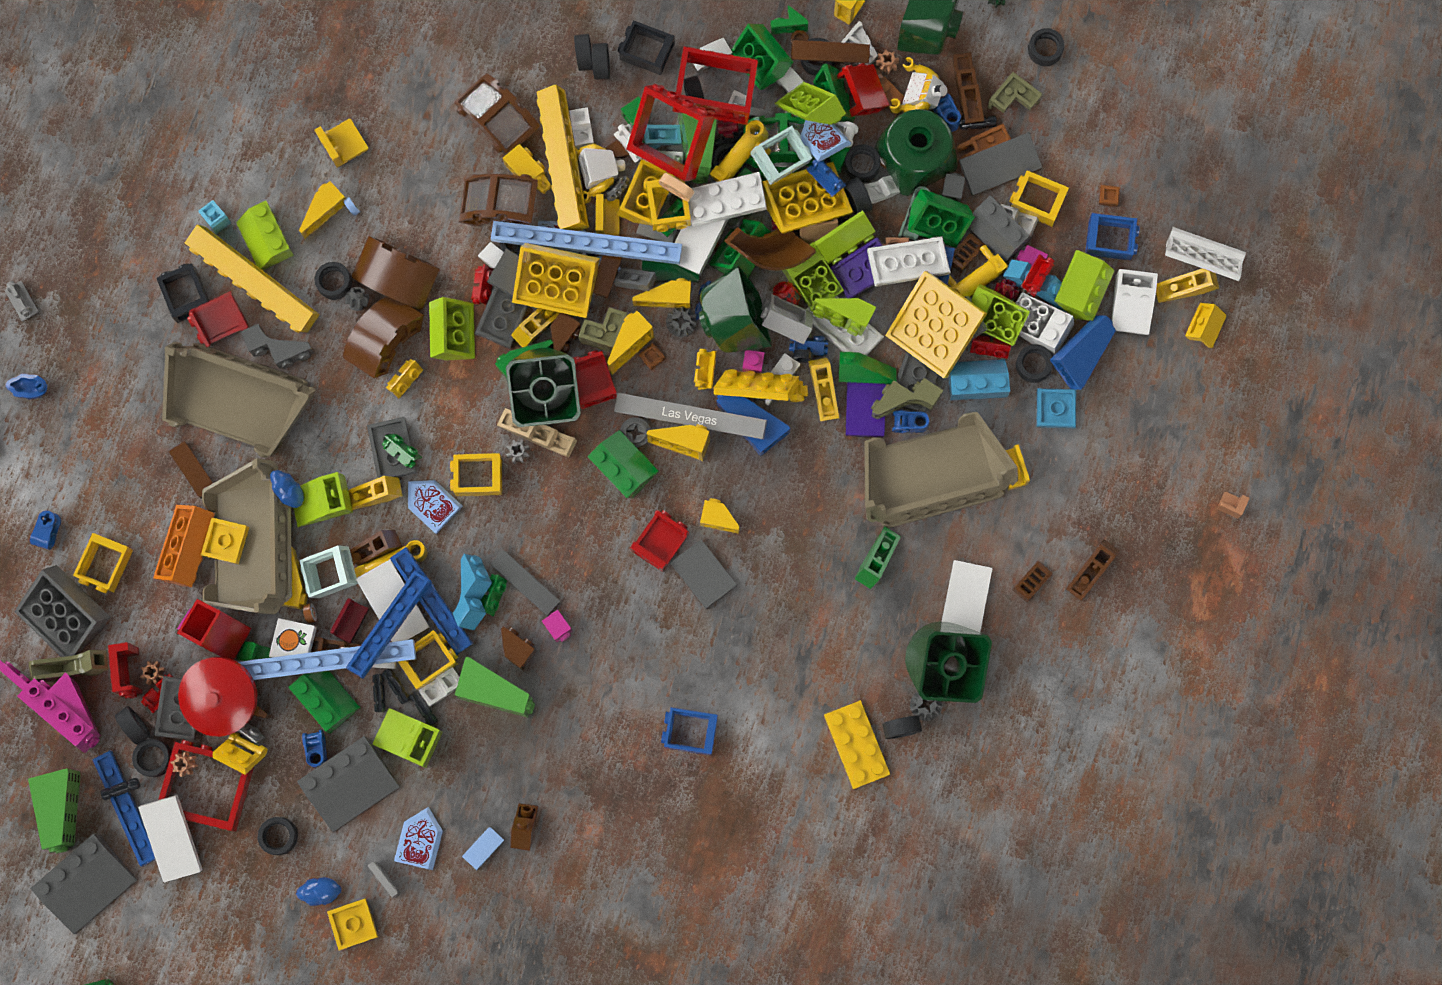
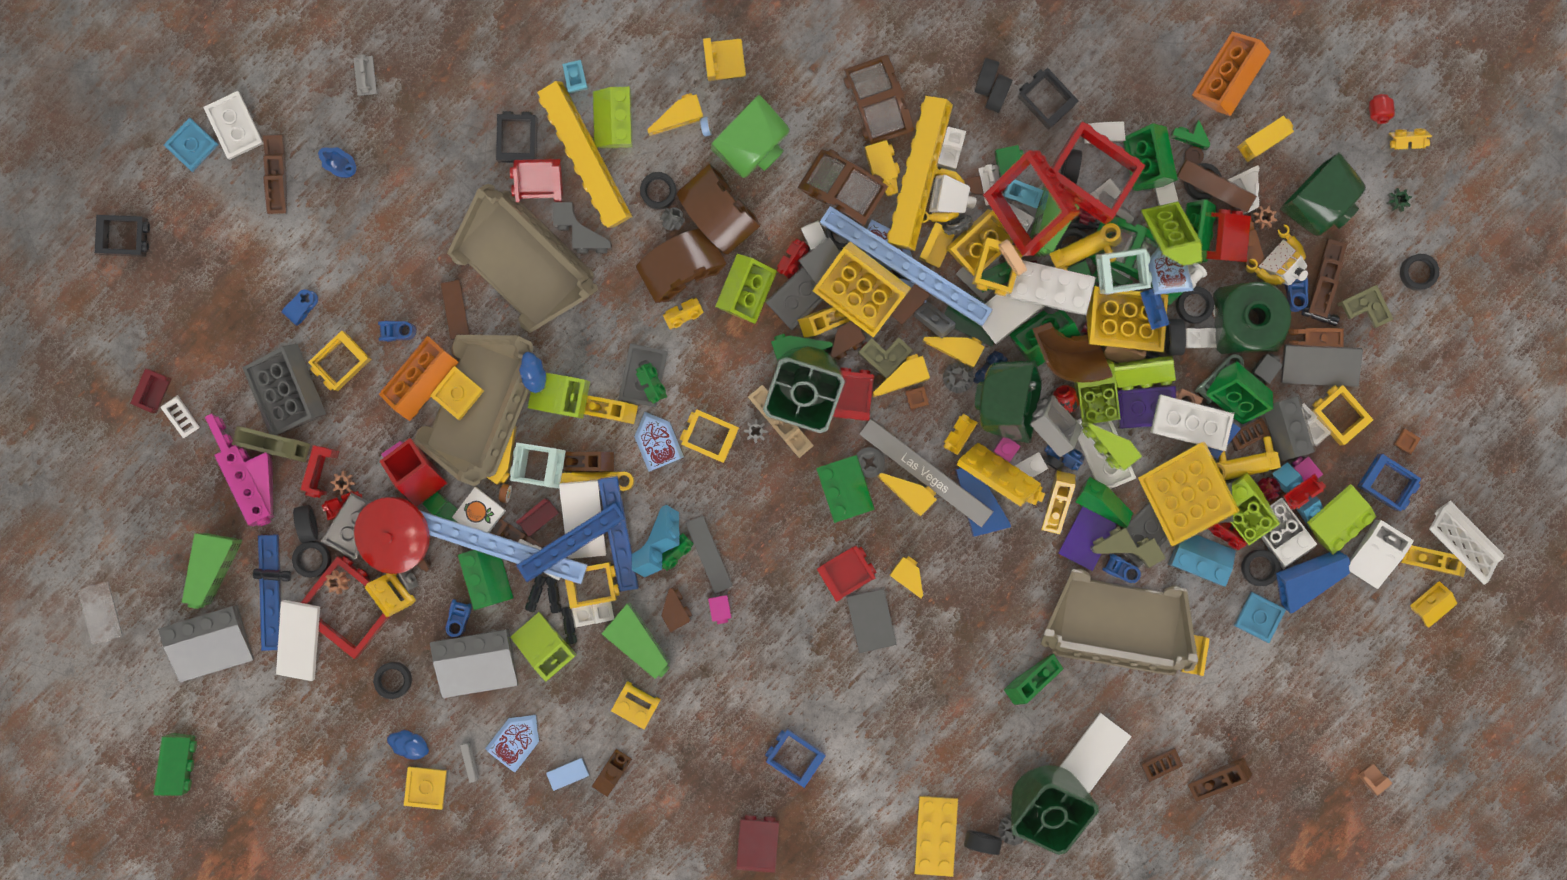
camera: 20 degrees right, 10 degrees up
(141, 514) = (393, 331): none -> blue piece
(394, 193) = (752, 139): none -> bright green piece
(519, 760) = (632, 710): none -> yellow plate
(691, 827) = (757, 843): none -> dark red slope

